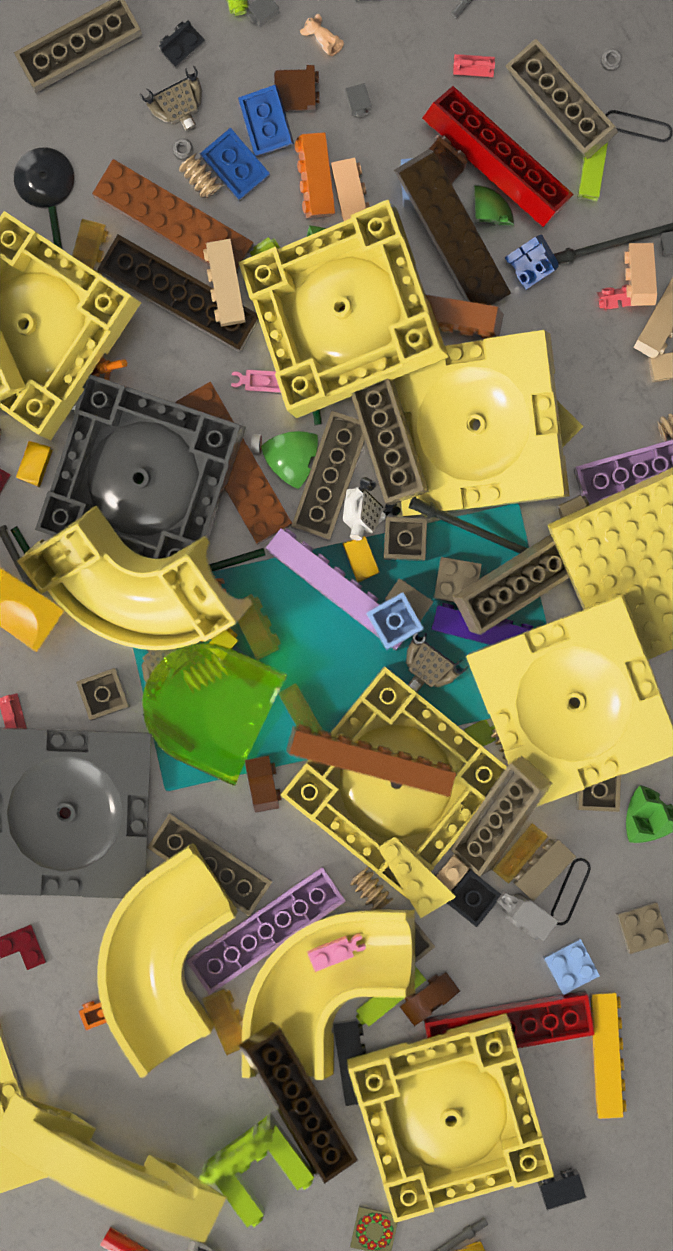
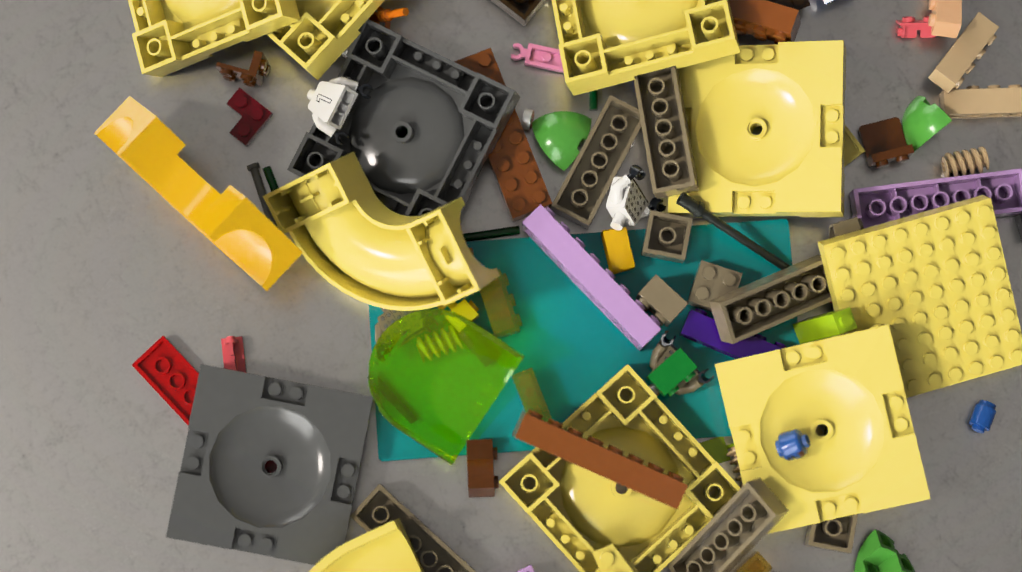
camera: 10 degrees right, 5 degrees down
(34, 463) = (295, 106): yellow piece -> none
(68, 462) = (332, 103): none -> white torso
(102, 694) = (330, 349): dark tan brick -> none
(394, 621) = (645, 316): light blue brick -> none
(428, 668) = (672, 372): none -> green brick
(548, 721) = (792, 444): none -> head
(565, 602) = (825, 325): none -> lime brick
(601, 415) = (884, 142): none -> reddish brown bracket
(633, 391) = (922, 121): none -> bright green brick

